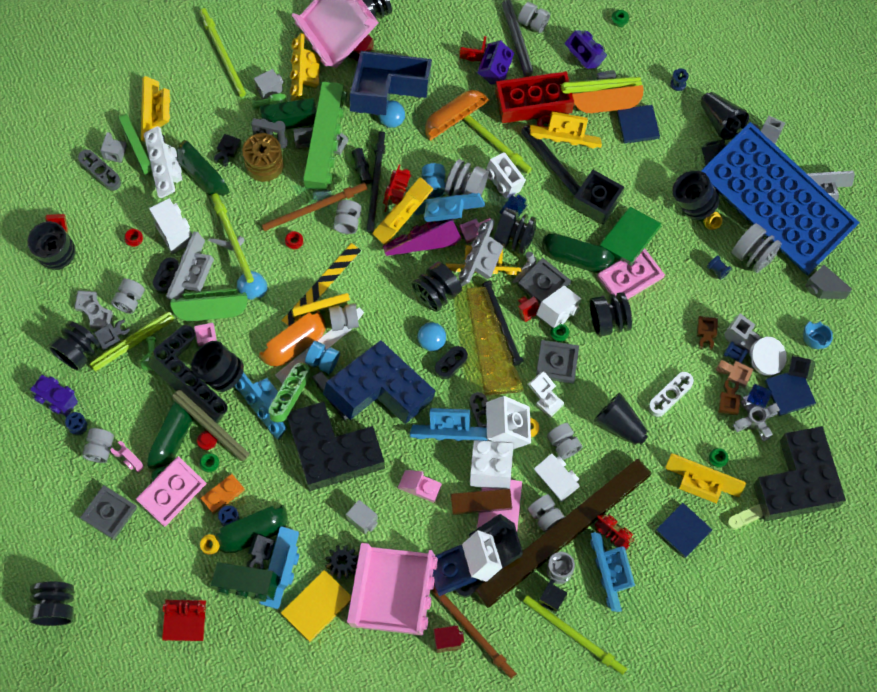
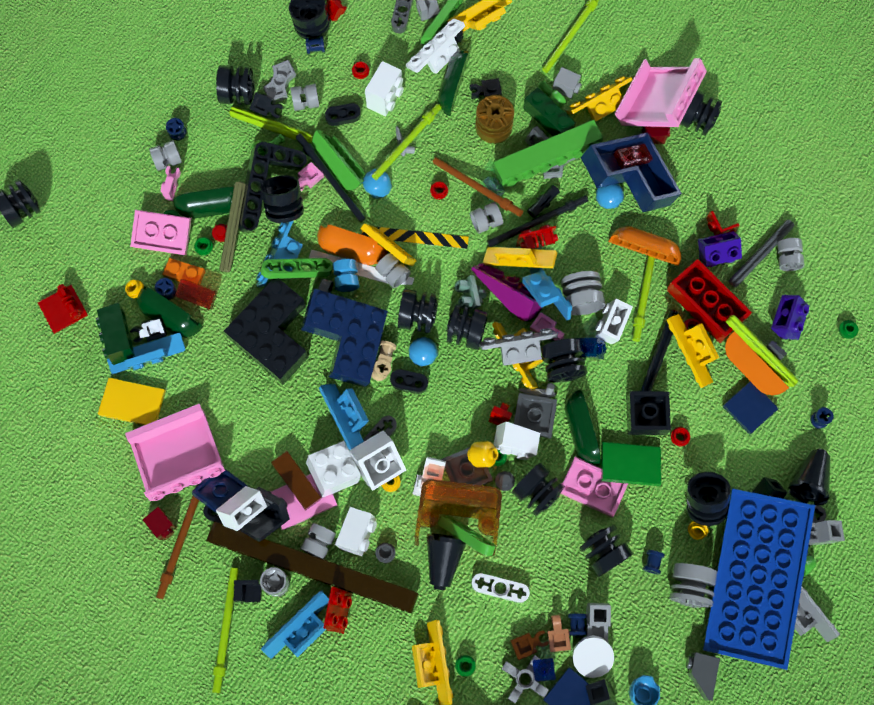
camera: 60 degrees right, 5 degrees up
(49, 392) = (187, 100): dark purple brick -> none
(81, 260) = (309, 42): none -> dark blue bush
(108, 512) = (117, 198): dark grey plate -> none
(182, 320) = (309, 150): none -> black bar
(192, 269) = (360, 128): light grey bracket -> none
(252, 492) = (196, 293): none -> clear red plate
(267, 127) = (521, 112): dark grey plate -> none
(341, 555) = (175, 392): black gear -> none
(362, 517) = (225, 392): light grey brick -> none
(373, 74) = (632, 156): none -> clear red plate
(396, 317) = (417, 311): none -> black wheel
(406, 268) = (472, 293): none -> sand green hips
(419, 485) = (283, 422): bright pink slope -> none
(422, 369) = (383, 361): none -> tan connector
(435, 175) = (570, 264): dark azure wheel -> none
(493, 356) = (435, 415): clear yellow wing -> none
(503, 325) = (474, 402): black bar -> none
(555, 337) = (482, 454): none -> yellow head
(564, 441) = (394, 518): light grey wheel -> none
(584, 338) = (504, 481): none -> dark grey plate
(584, 375) = (462, 501): none -> clear orange windscreen
(587, 466) = (385, 552): none -> dark grey plate
(616, 388) = (467, 535): none -> bright green beam
(633, 184) = (682, 431): none -> red plate
(683, 530) = (377, 672): dark blue tile -> none
(695, 293) = (605, 550): none -> black wheel
(707, 330) = (584, 585): reddish brown plate -> none

